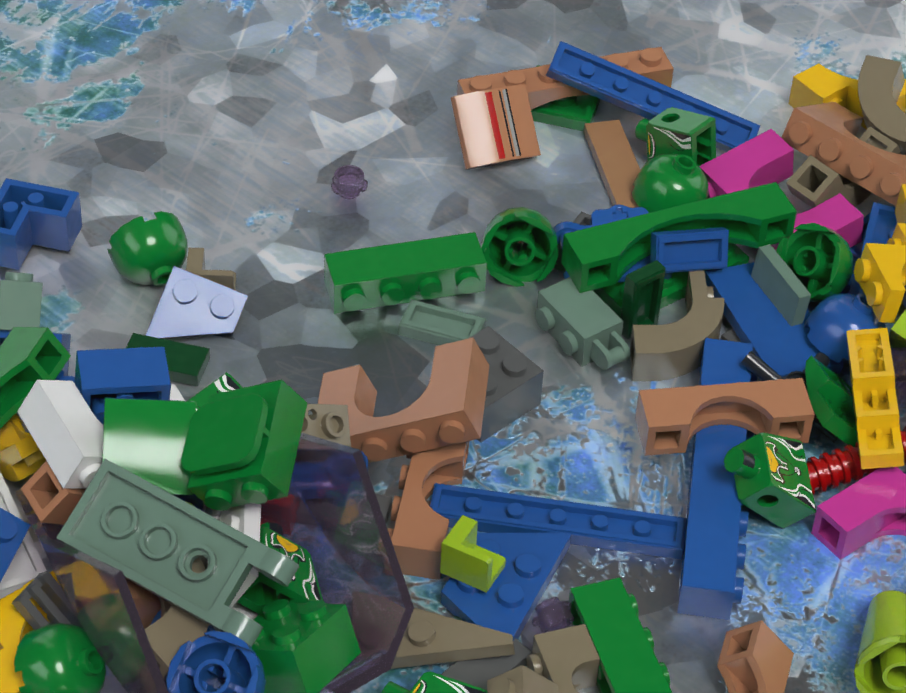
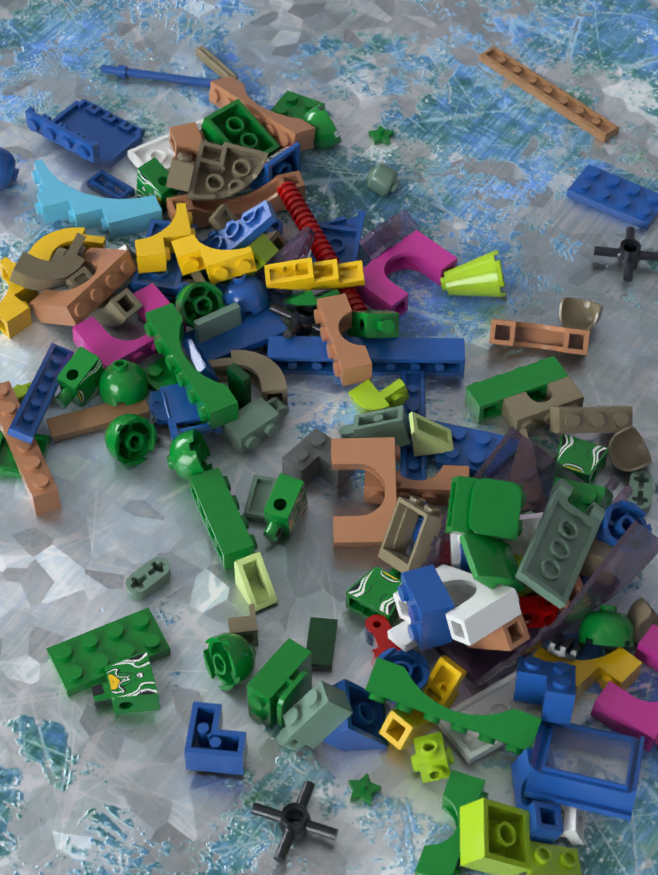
camera: 95 degrees left, 5 degrees up
(86, 289) = (280, 684): none -> green brick
(146, 166) = (129, 685): none -> green torso
(195, 307) = (276, 623): wing -> none
(213, 159) = (83, 658): none -> green plate
(281, 293) = (254, 581): none -> yellowish green slope
(326, 196) = (146, 577): none -> sand green beam
(349, 182) = (126, 558): clear purple plate -> none
(402, 330) = (284, 507): none -> green torso
(466, 560) = (469, 453): lime panel -> none
(495, 126) = (75, 476): nougat slope -> none
(513, 505) = (429, 436): none -> yellowish green slope
(536, 455) = (380, 424): none -> sand green brick
(553, 615) = (490, 421): clear purple plate -> none
(561, 184) = (130, 439): none -> green cylinder
(608, 466) = (368, 399): none -> lime brick

